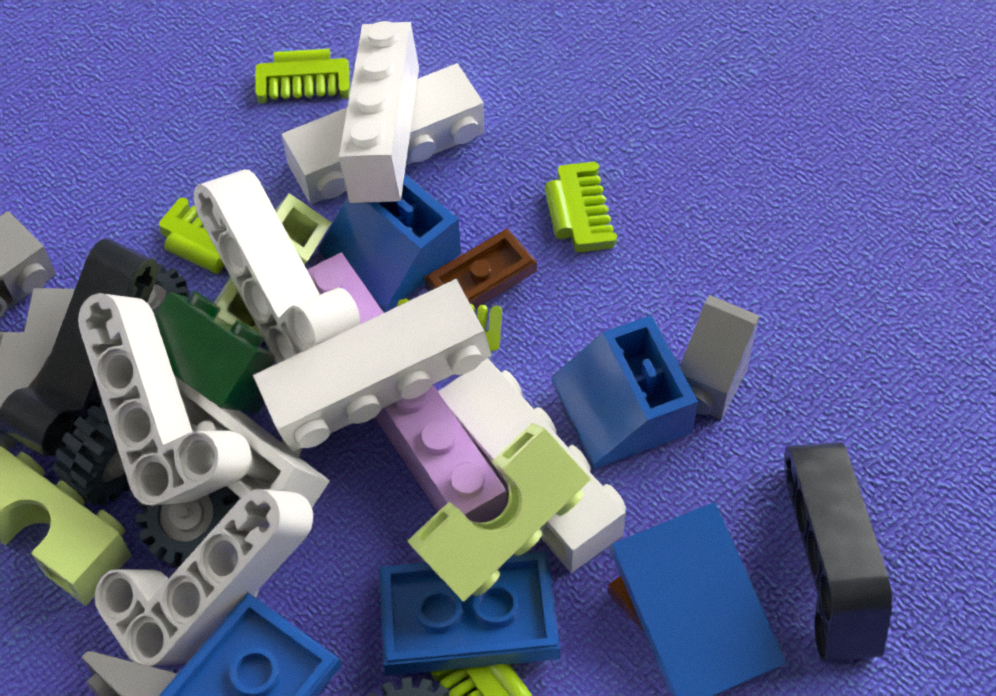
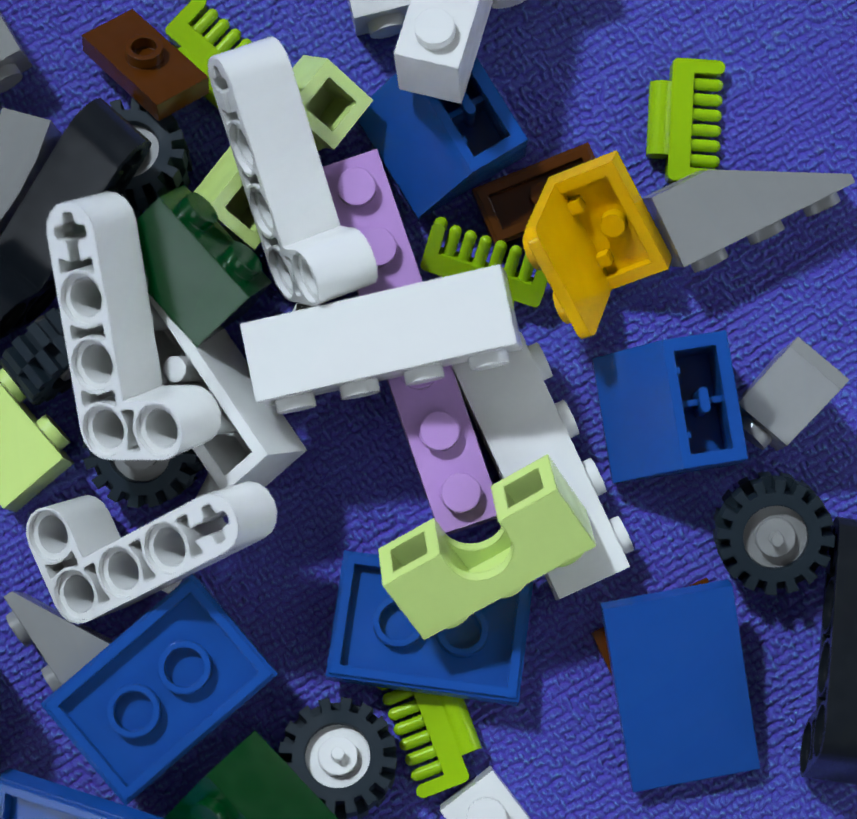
camera: 15 degrees right, 25 degrees up
(153, 240) = (145, 64): none -> reddish brown plate
(530, 278) = (592, 238): none -> yellow bracket
(625, 245) = (723, 206): none -> light grey slope
(737, 468) = (773, 532): none -> black wheel

